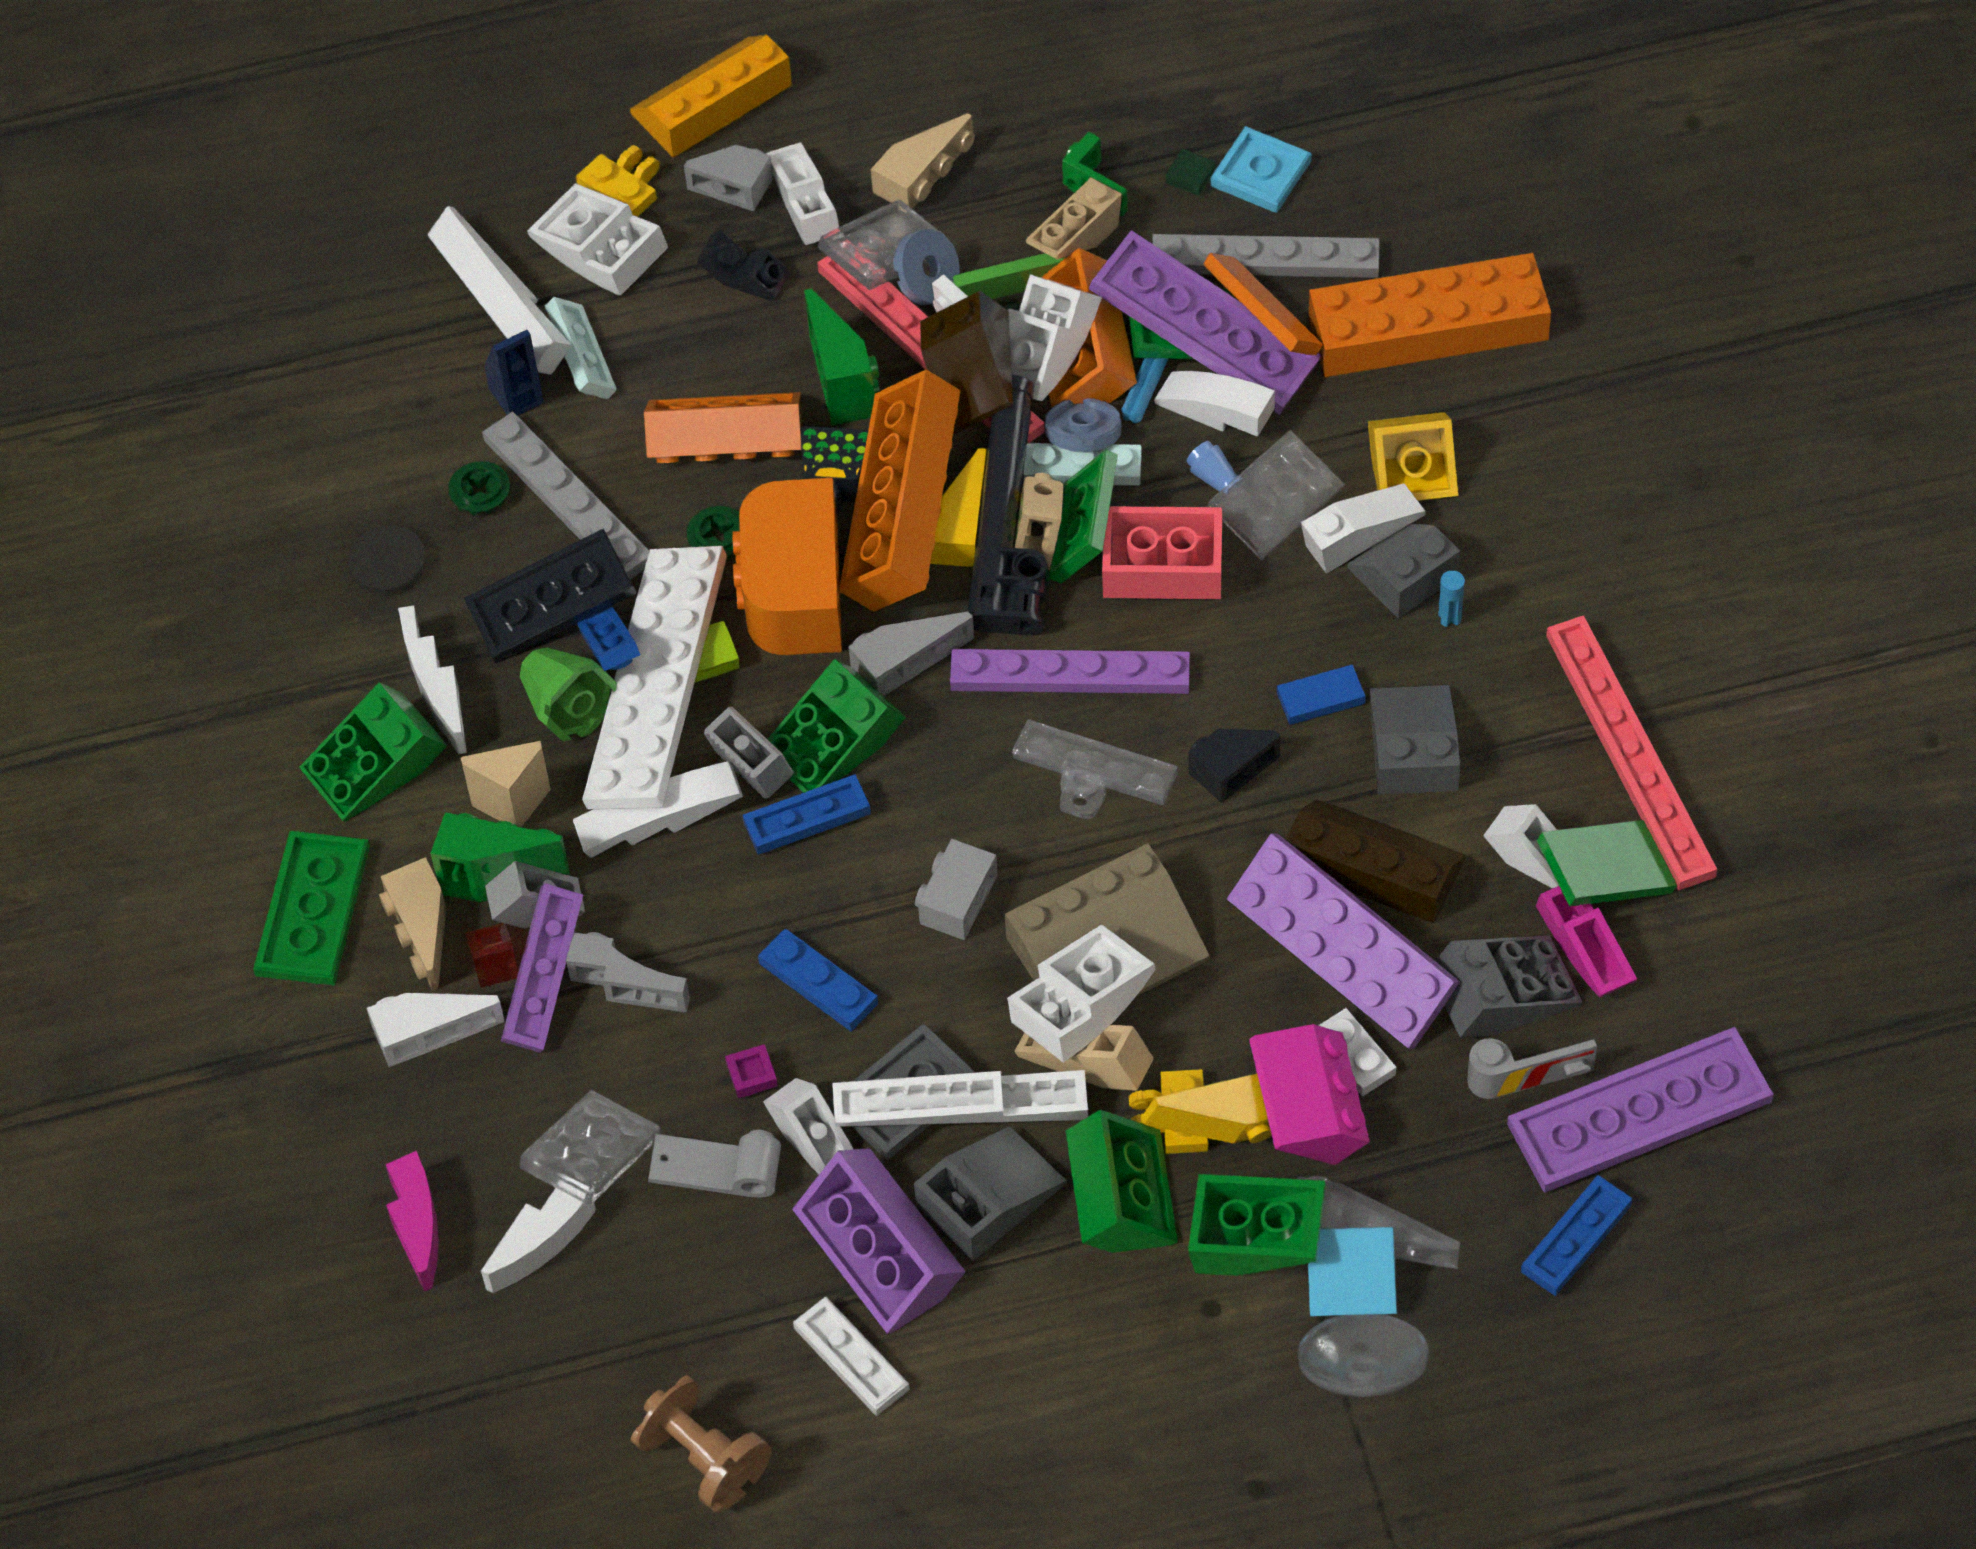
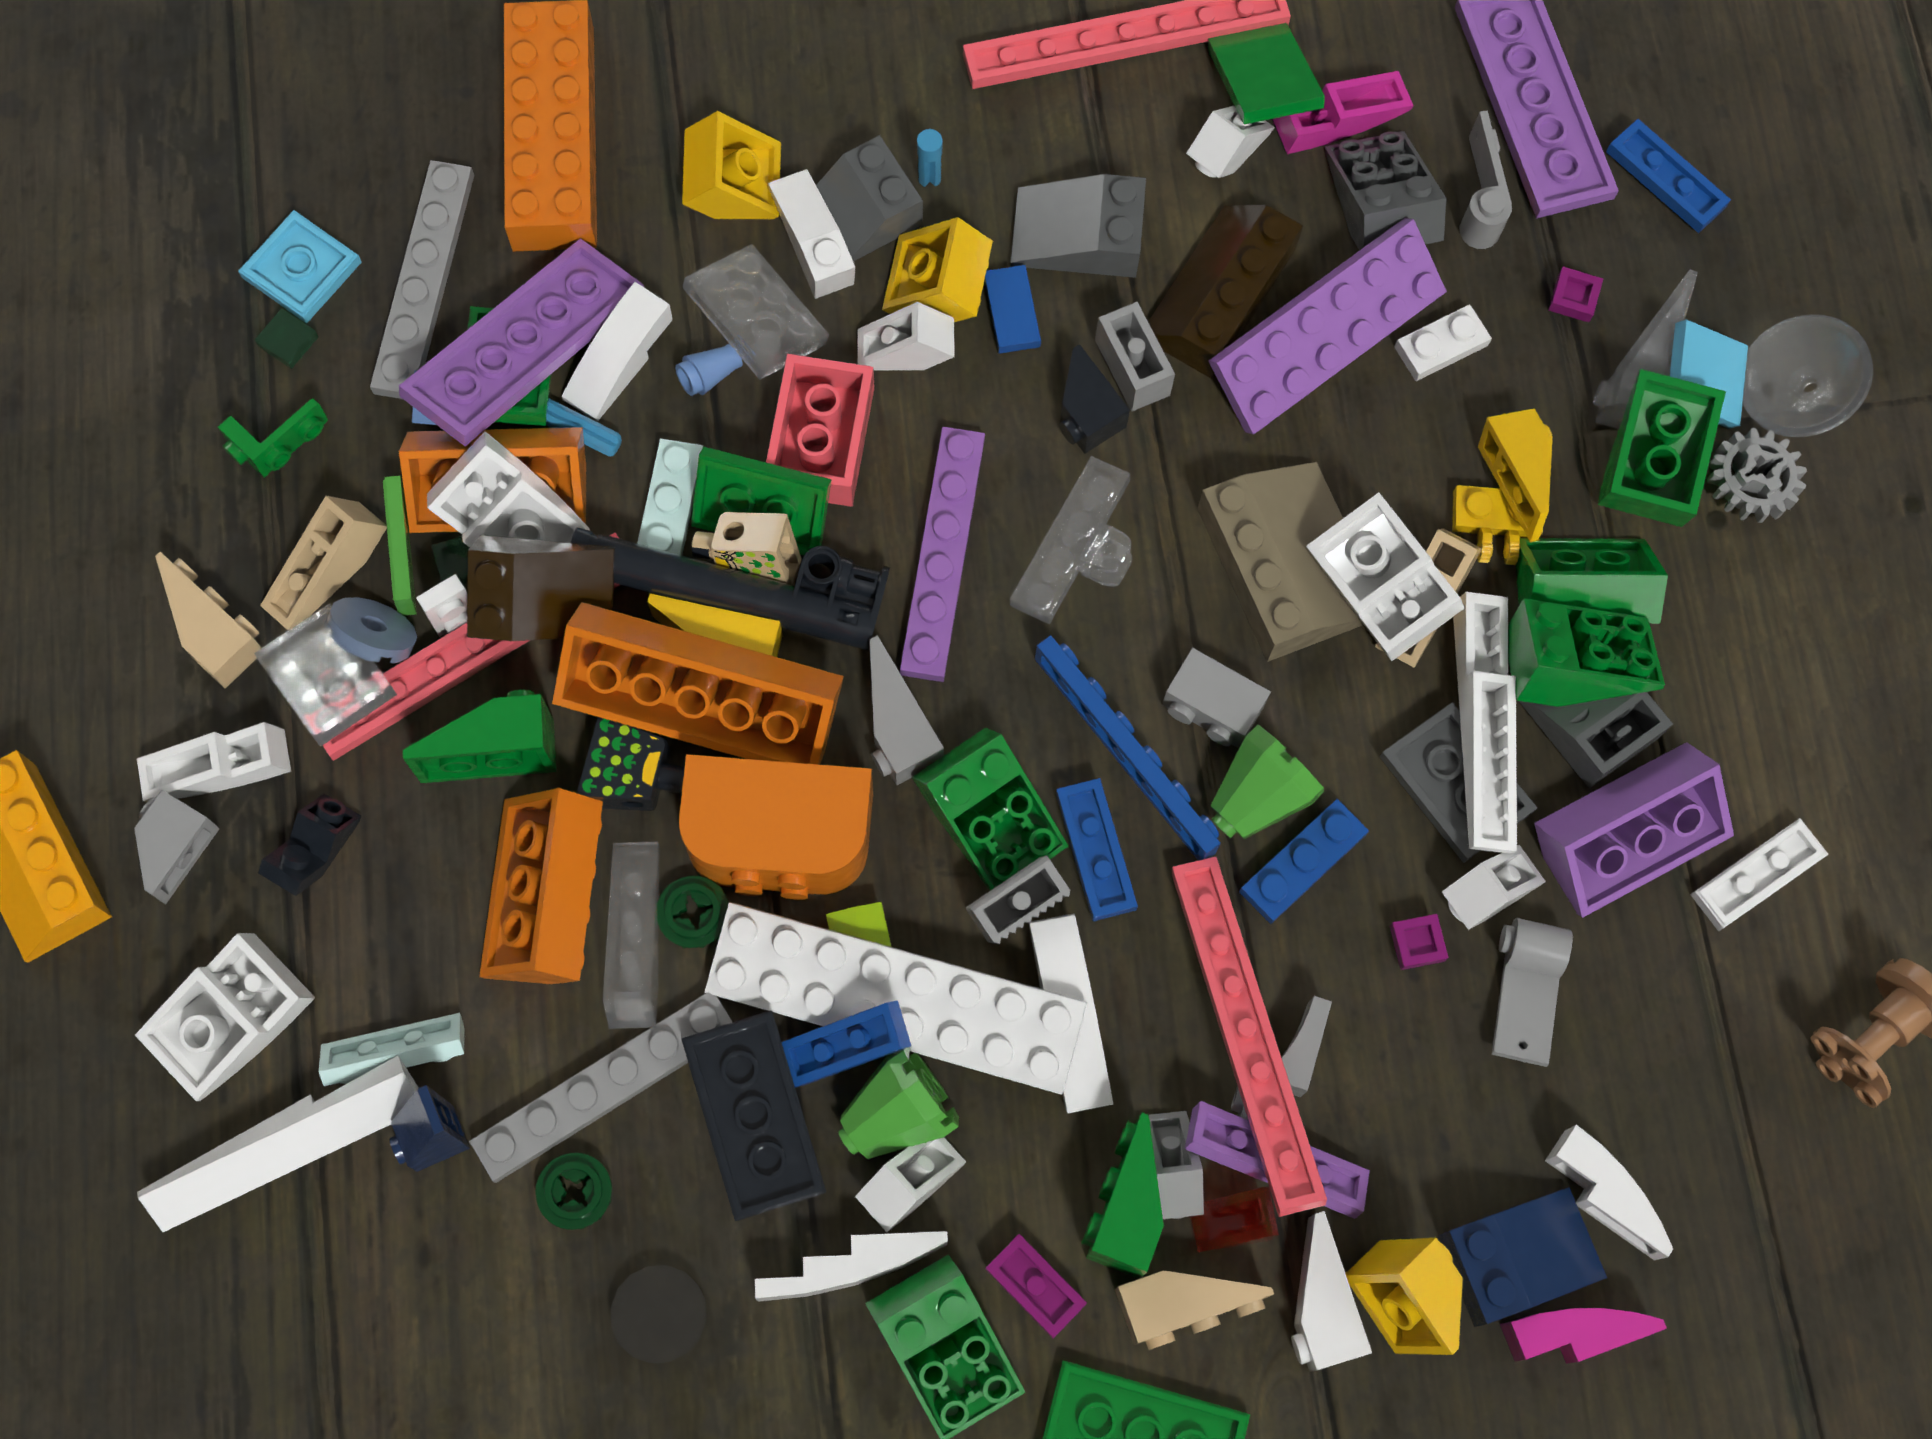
camera: 90 degrees left, 15 degrees up
(423, 813) = (1036, 1286): none -> magenta plate
(435, 1067) = (1411, 1294): none -> yellow slope
(475, 1169) = (1523, 1257): none -> dark blue slope
(504, 708) = (909, 1181): none -> white slope
(507, 781) = (1030, 1176): tan slope -> none
(589, 1147) = (1513, 1124): clear plate -> none
(617, 181) = (142, 988): yellow hinge -> none
(645, 924) = (1249, 1038): none -> coral plate
(679, 491) = (632, 937): none -> clear slope
(880, 929) = (1262, 787): none -> bright green cone
(900, 824) = (1139, 762): none -> blue plate
(987, 228) = (325, 557): none -> tan slope
(1033, 1162) = (1580, 654): none -> green slope
(1080, 222) = (349, 455): tan slope -> none
(1083, 426) = (638, 507): sand blue tile -> none
(1250, 1344) = (1756, 492): none -> light grey gear
(1262, 304) = (510, 279): orange tile -> none
(1268, 614) = (907, 339): none -> white slope
(1279, 784) = (1134, 356): none -> light grey brick
(1310, 1092) = (1512, 377): dark pink slope -> none
(1340, 630) = (940, 269): none -> yellow slope
(1425, 1159) = (1575, 294): none -> magenta plate

